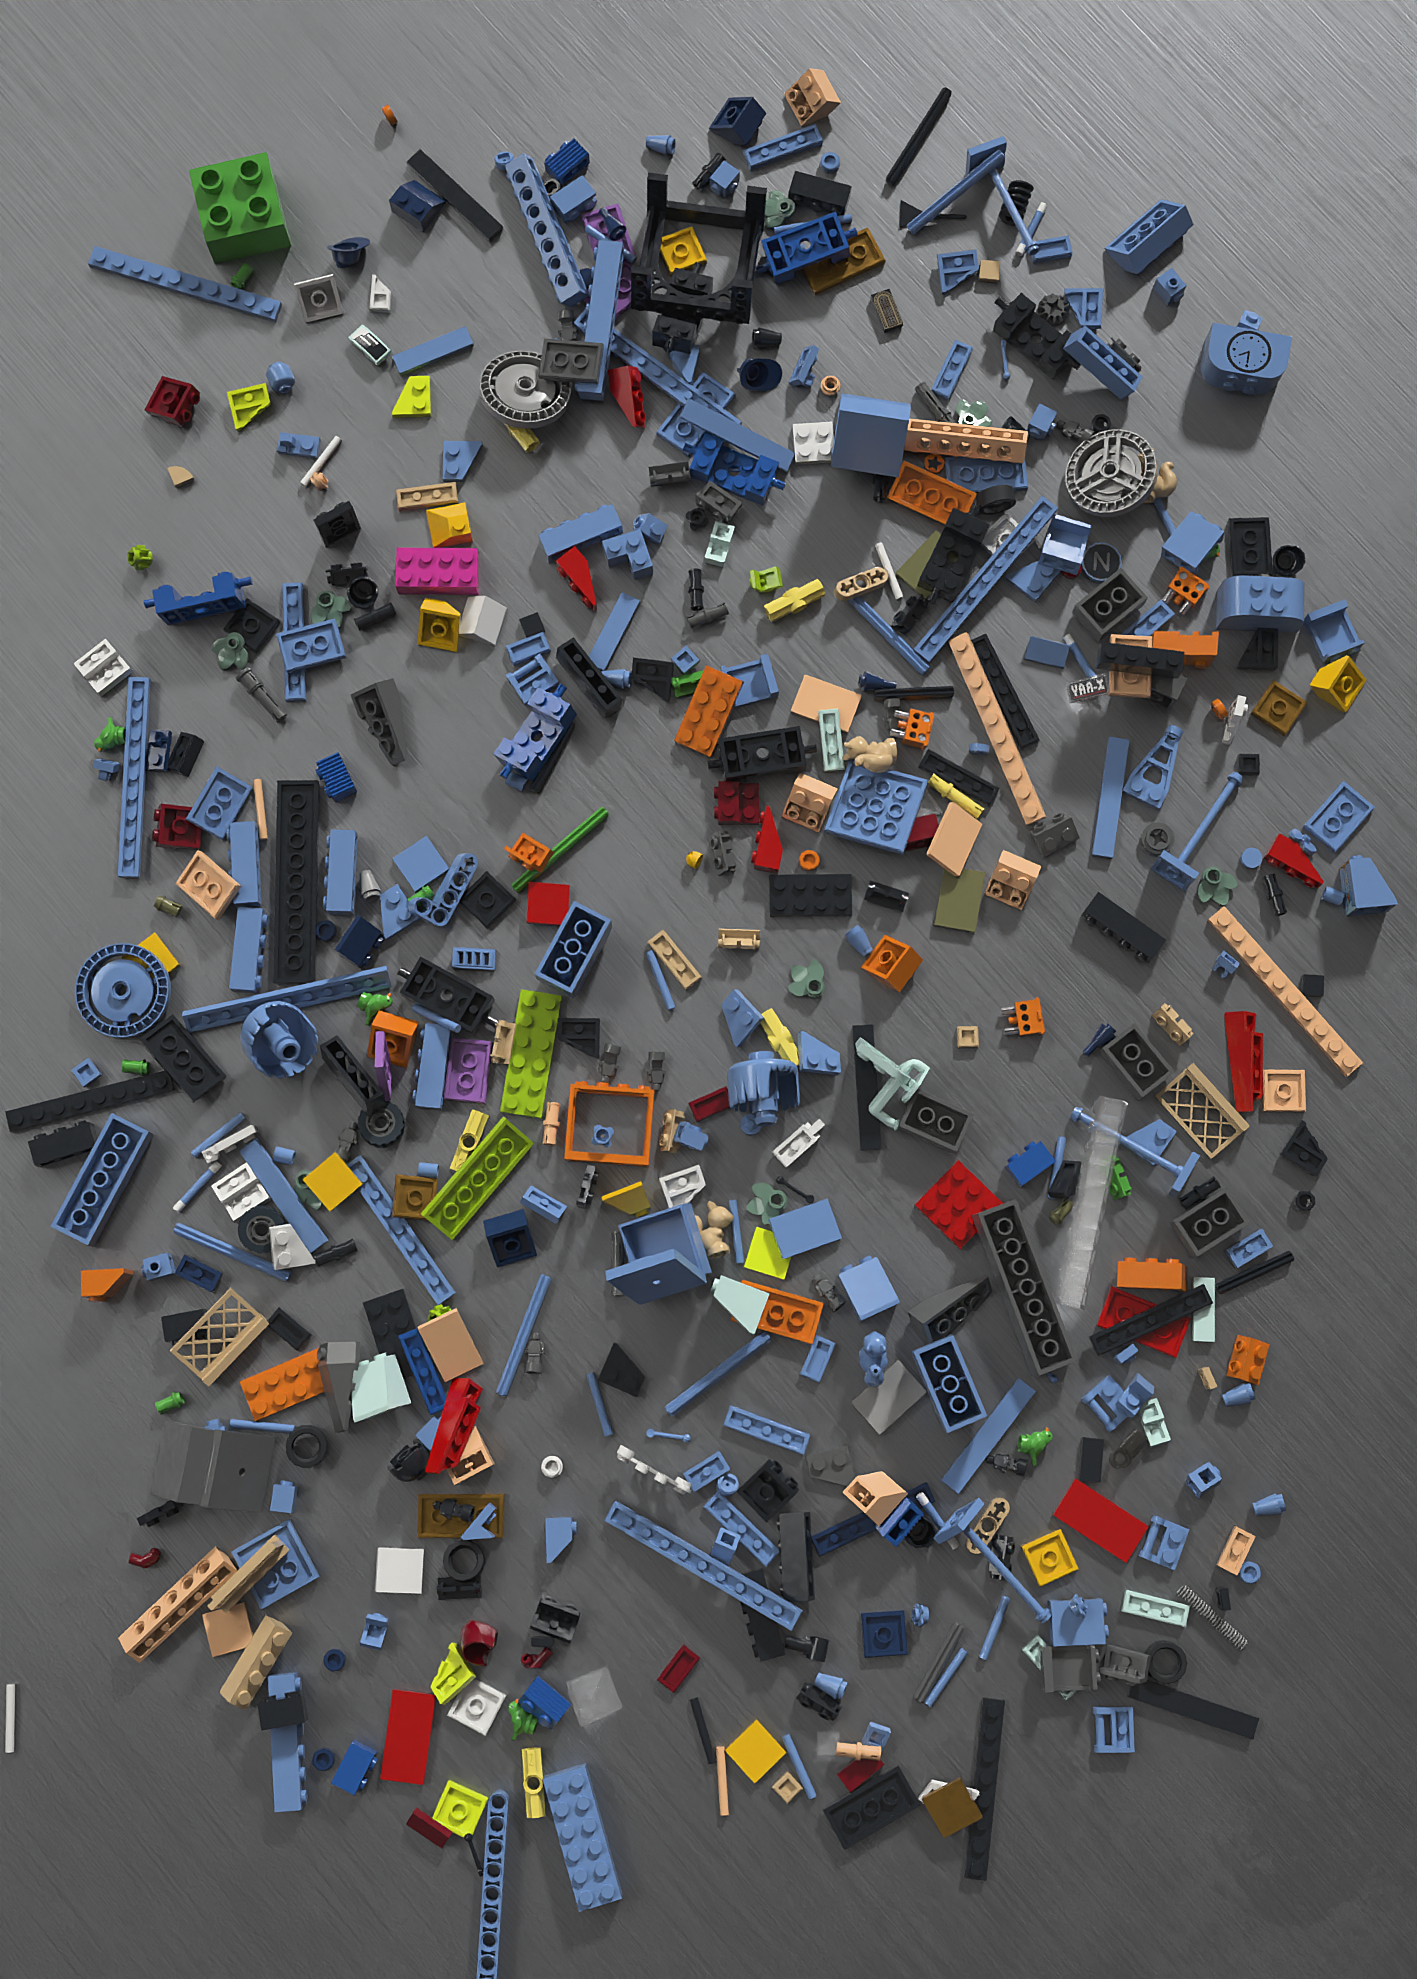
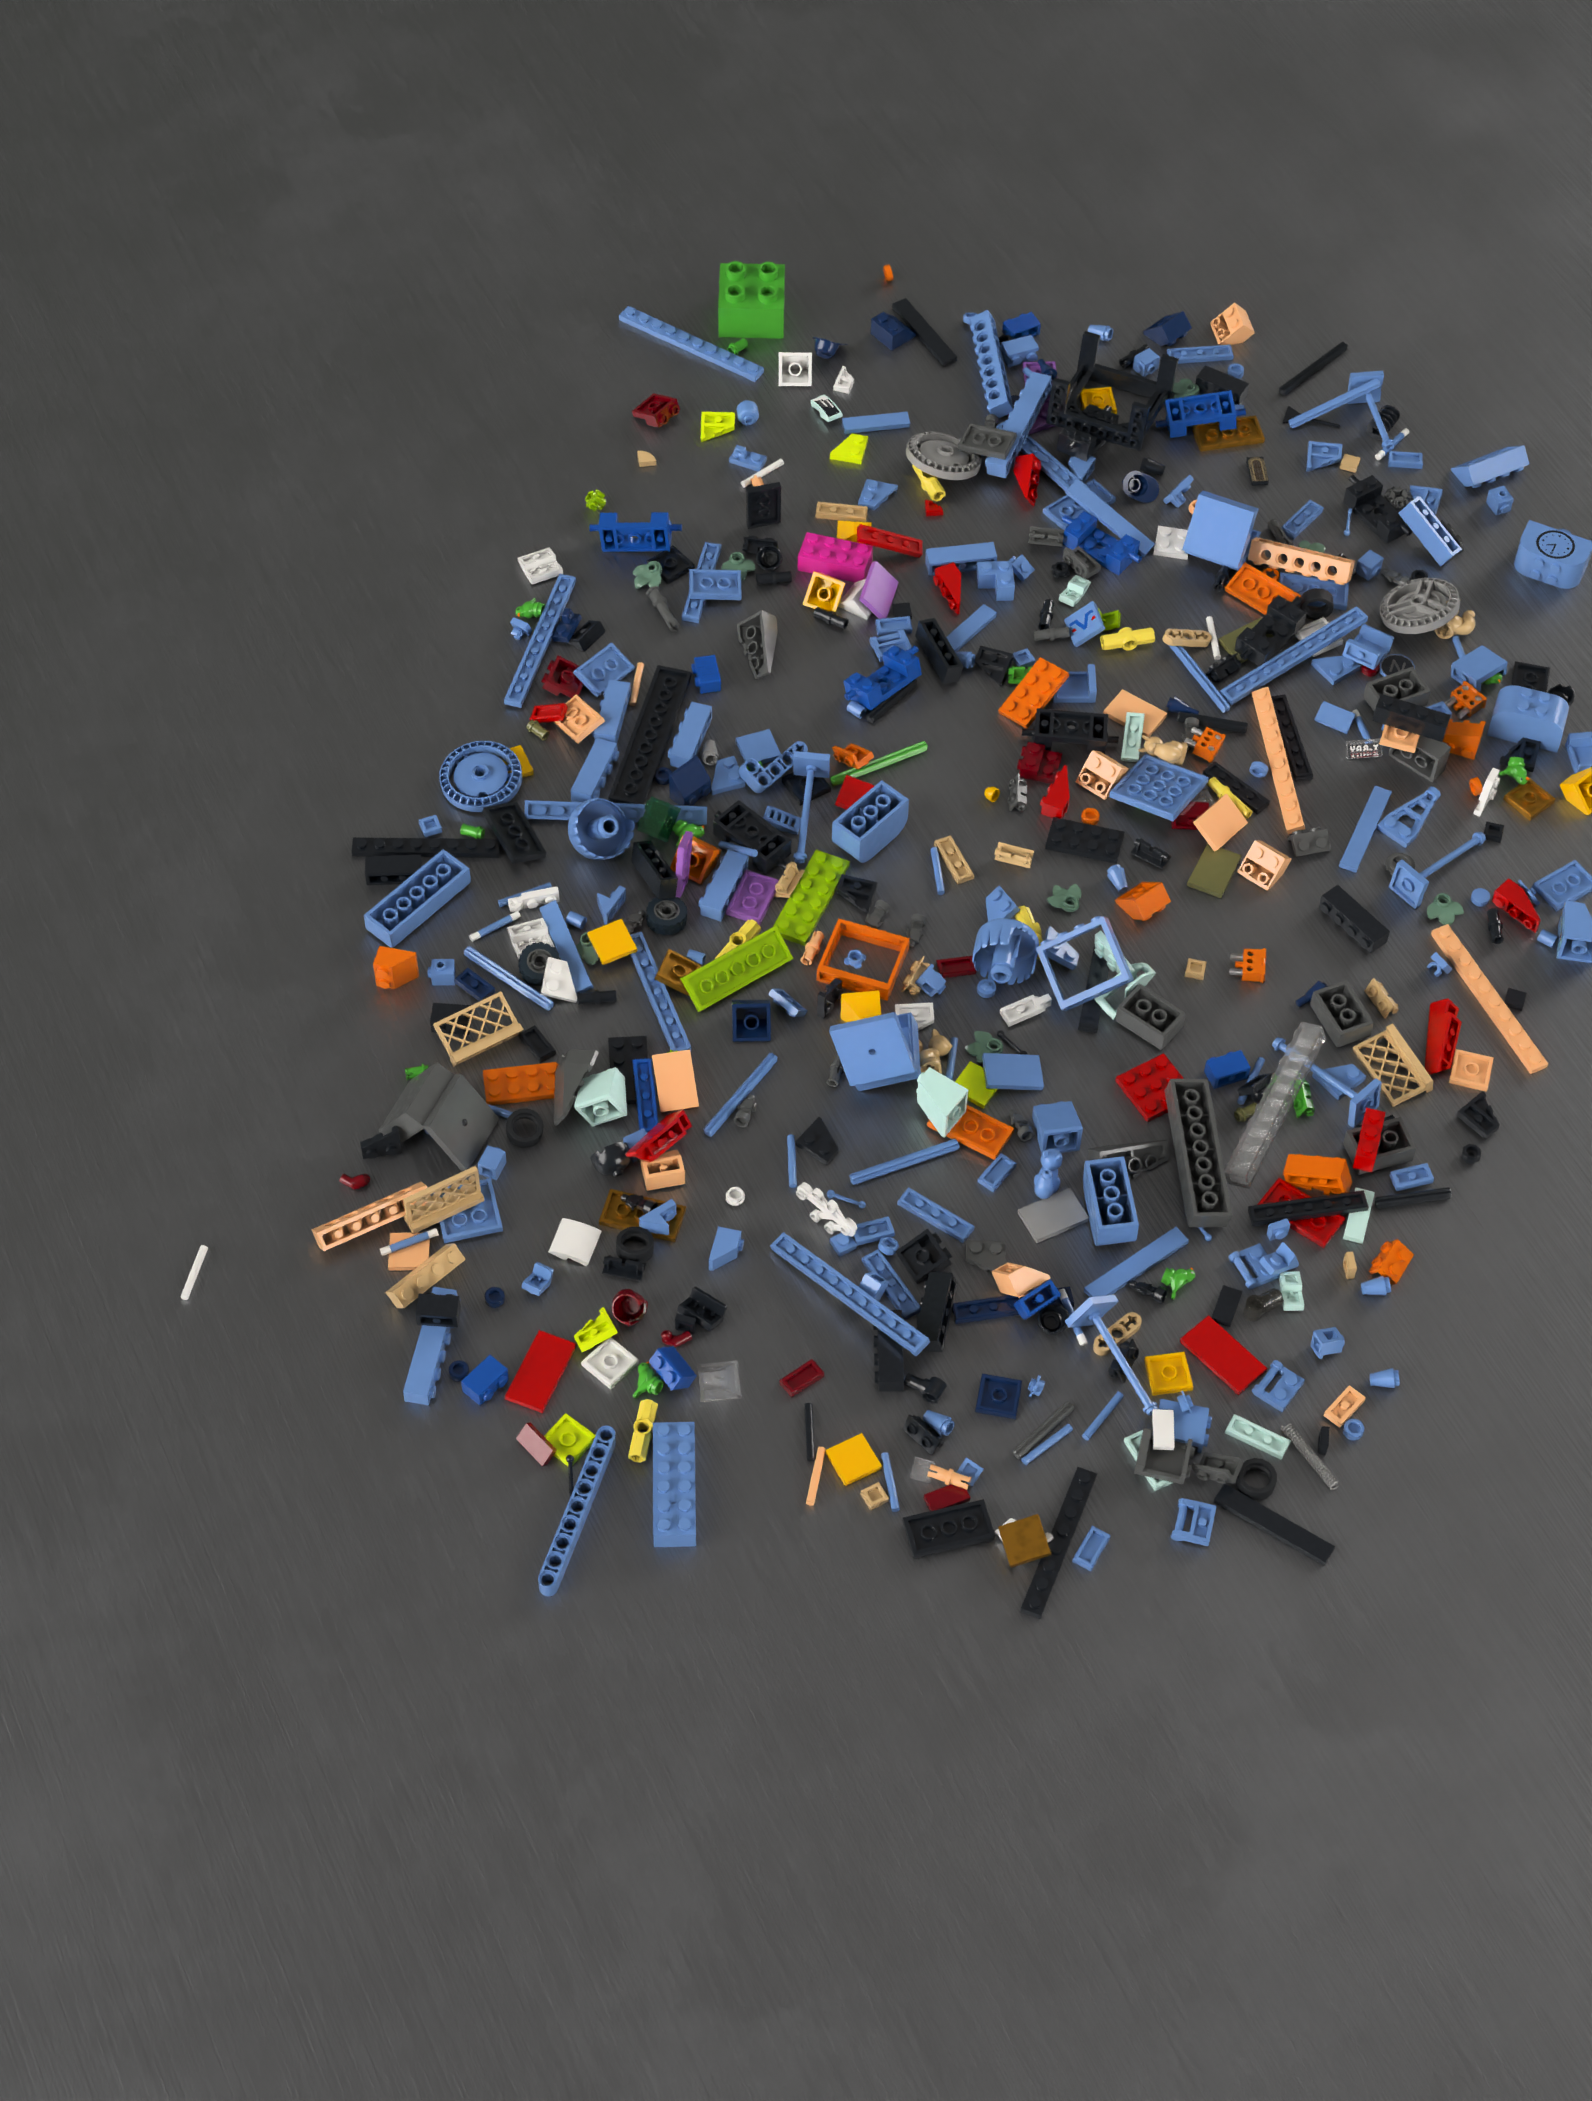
camera: 15 degrees right, 25 degrees down
(173, 881) = (549, 713): none -> red tile
(225, 1623) = (408, 1242): none -> medium blue bar
(316, 1131) = (611, 905): none -> medium blue slope
(338, 1007) = (658, 819): none -> clear green brick
(454, 657) = (830, 618): none -> black pin
(489, 889) = (812, 766): none -> medium blue tile
(494, 534) = (889, 540): none -> red plate
(499, 608) = (878, 590): none -> medium lavender tile
(530, 464) = (933, 509): none -> red tile
(676, 1497) = (842, 1244): none -> medium blue plate
(742, 595) = (1084, 624): none -> medium blue tile
(868, 1113) = (1096, 991): none -> medium blue window
(1018, 1786) = (1091, 1548): none -> medium blue tile
(1062, 1641) = (1163, 1429): none -> white tile
(1202, 1245) = (1369, 1139): none -> red arch
(1259, 678) = (1516, 770): none -> bright green animal

